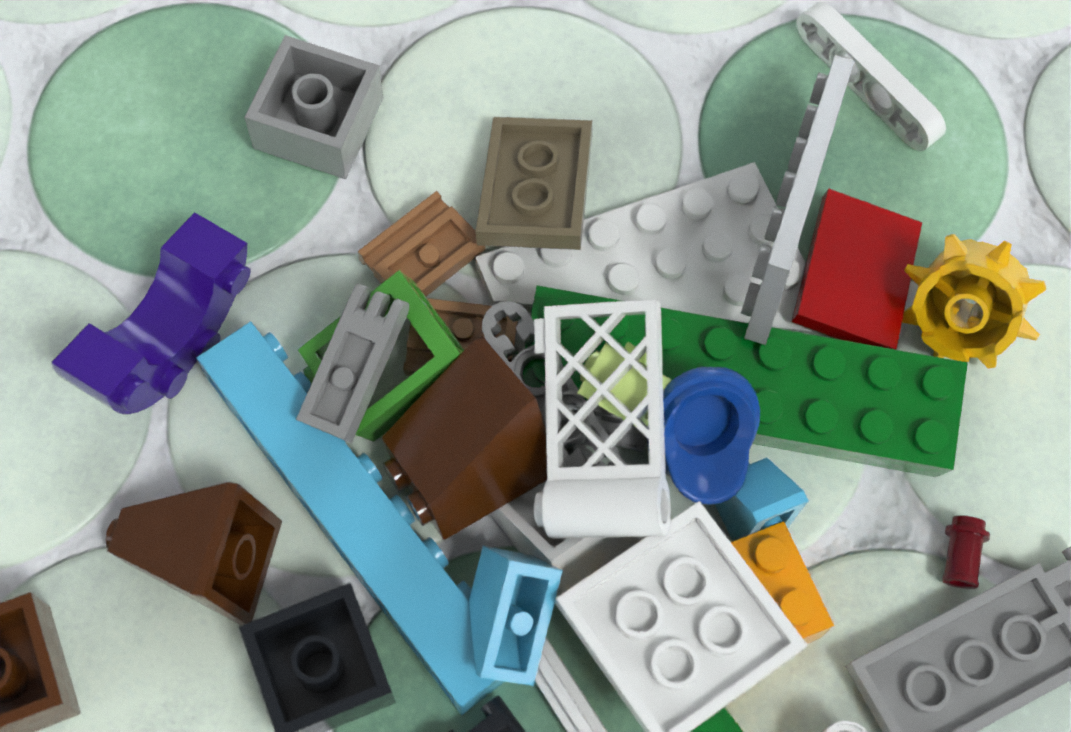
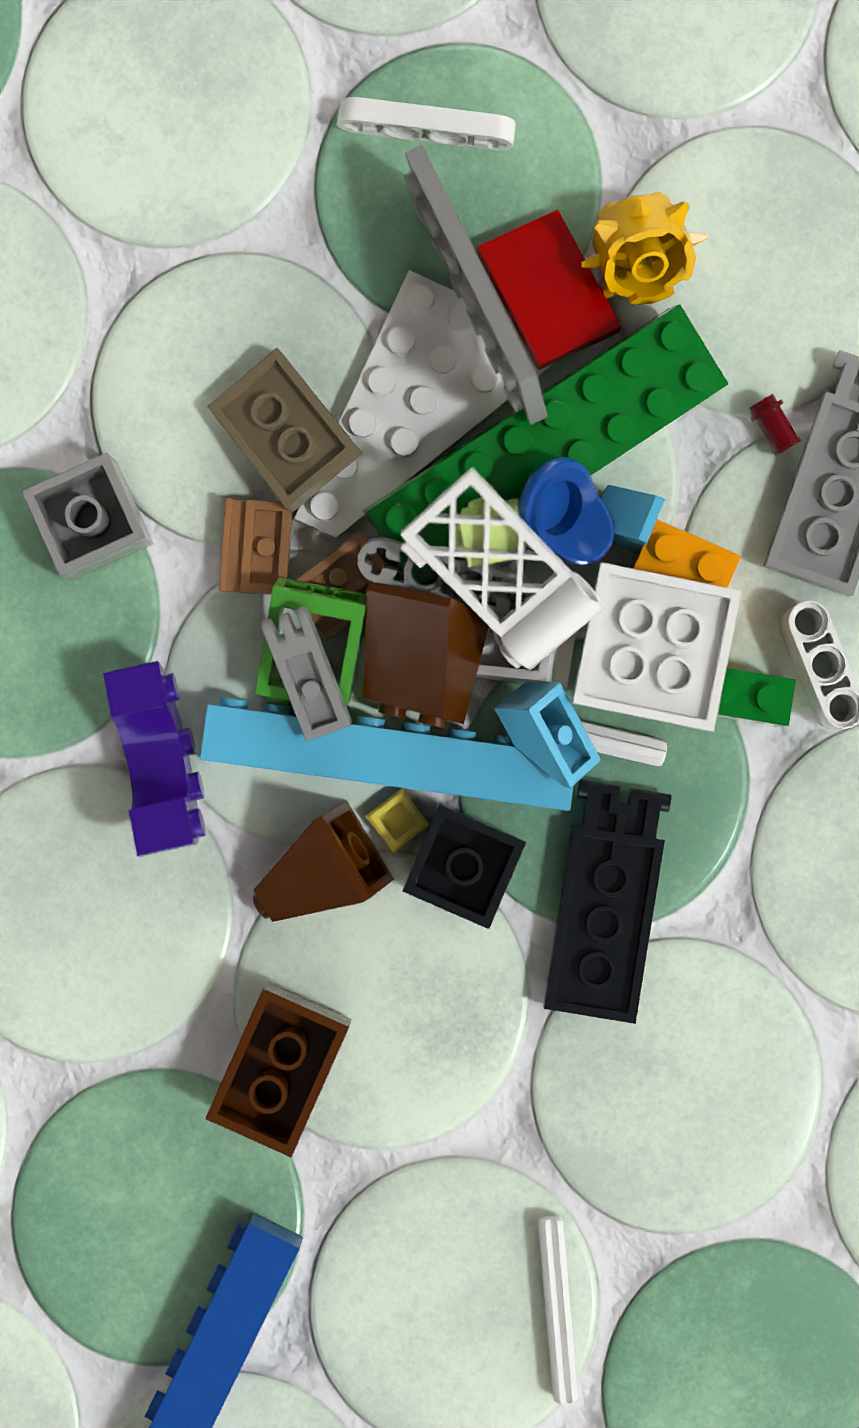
camera: 35 degrees left, 20 degrees up
(304, 574) = (397, 820): none -> light yellow tile

